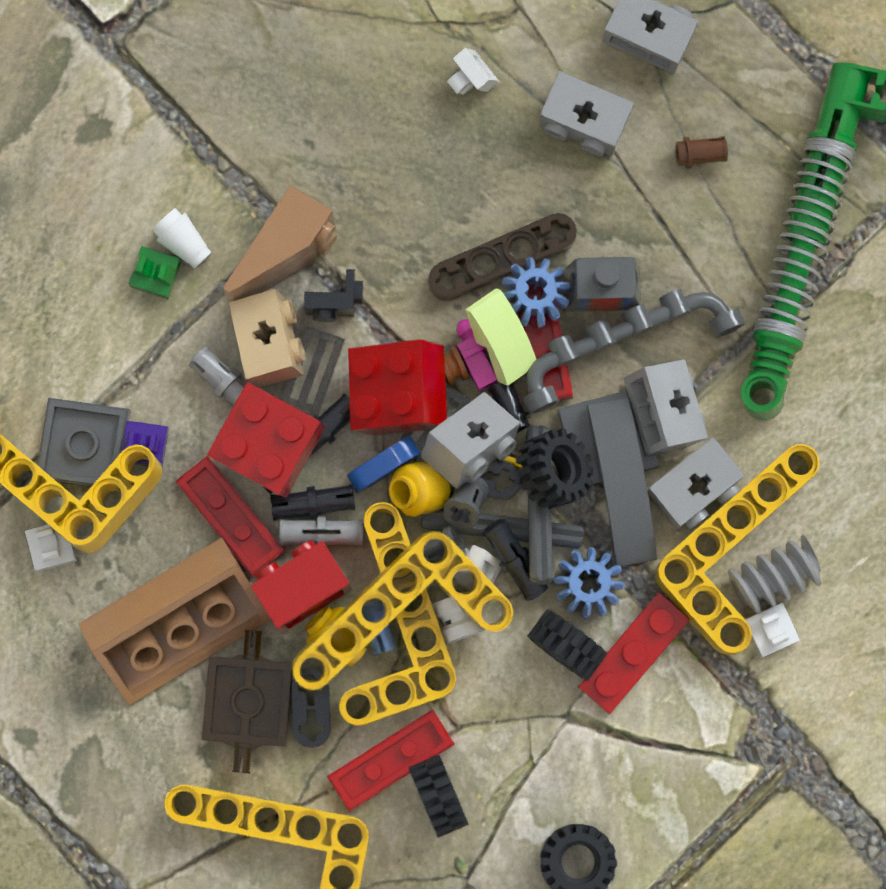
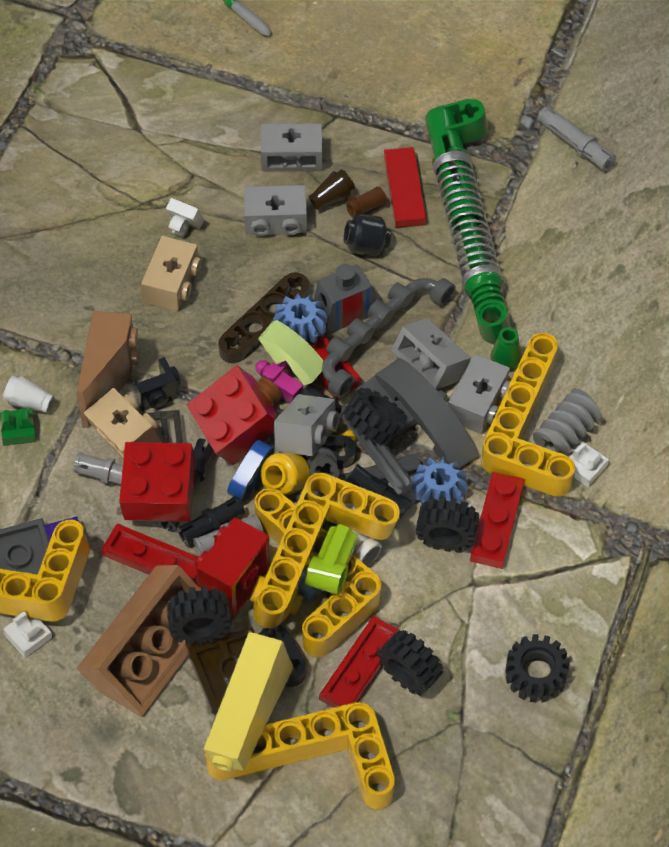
camera: 25 degrees left, 25 degrees down
(230, 638) = (199, 615): none -> black tyre
(230, 775) = (248, 702): none -> light yellow slope
(402, 645) = (330, 567): none -> lime piece
(426, 126) = (170, 273): none -> tan brick
(668, 115) = (333, 189): none -> dark brown cone
(676, 202) = (366, 235): none -> black head
(750, 450) = (507, 348): none -> green cone
(760, 148) = (404, 187): none -> red tile

